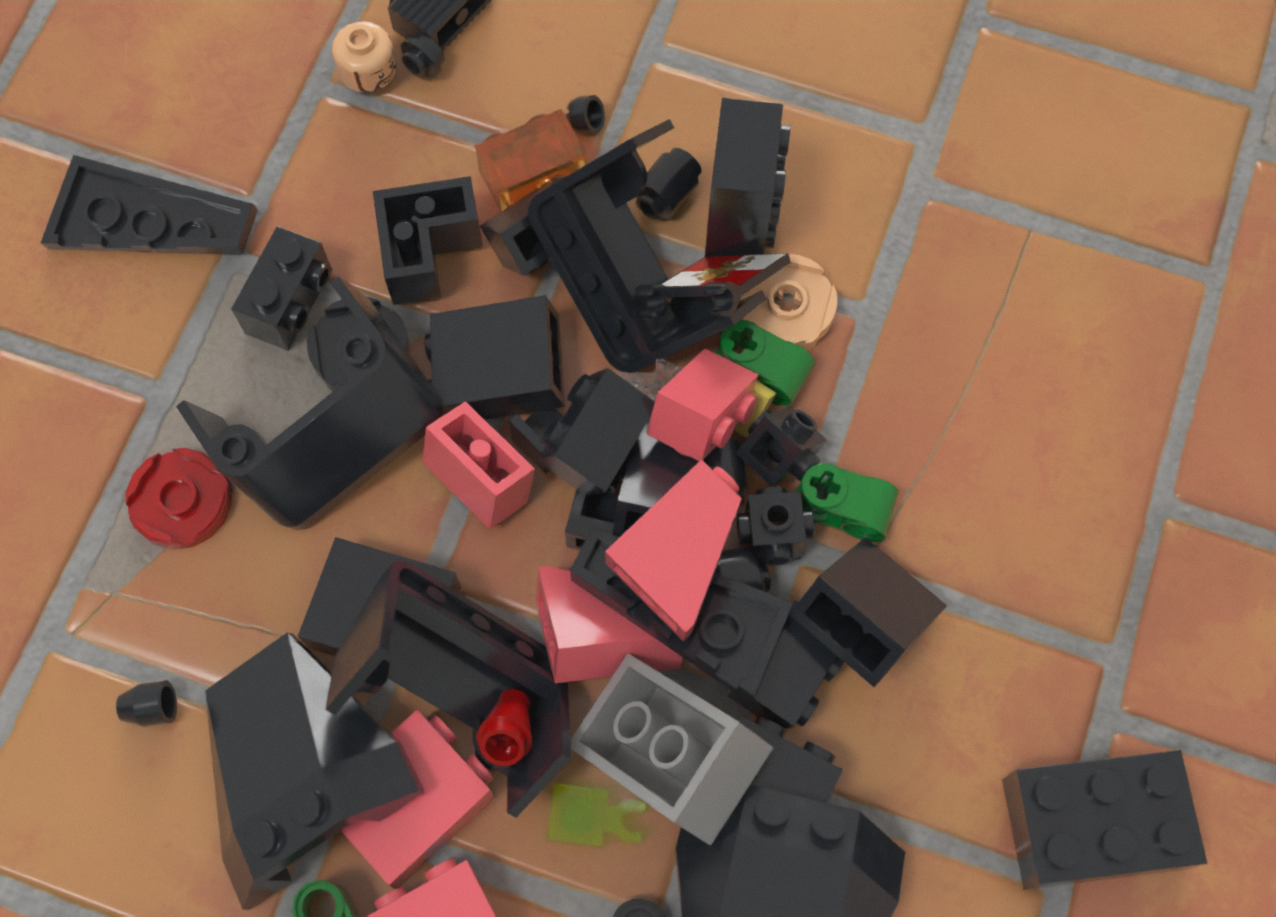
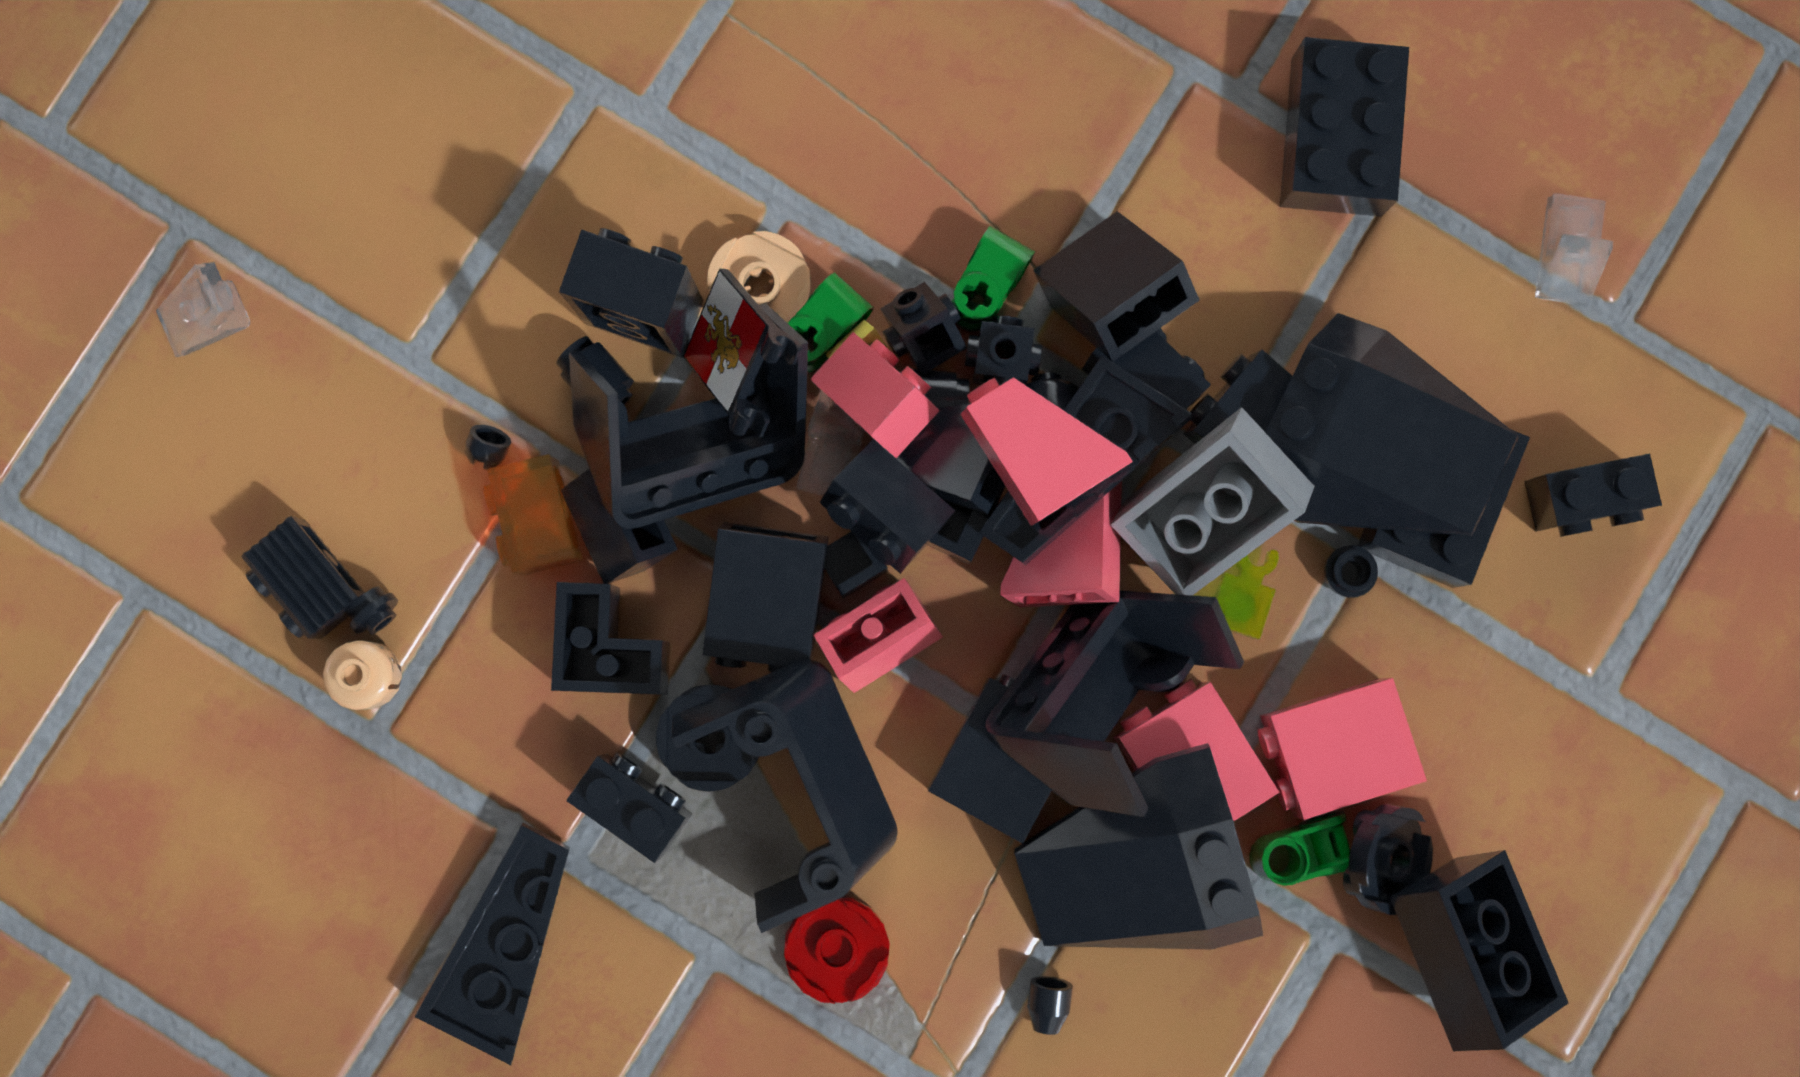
camera: 80 degrees left, 15 degrees up
(507, 730) = (1158, 655): red cone -> none

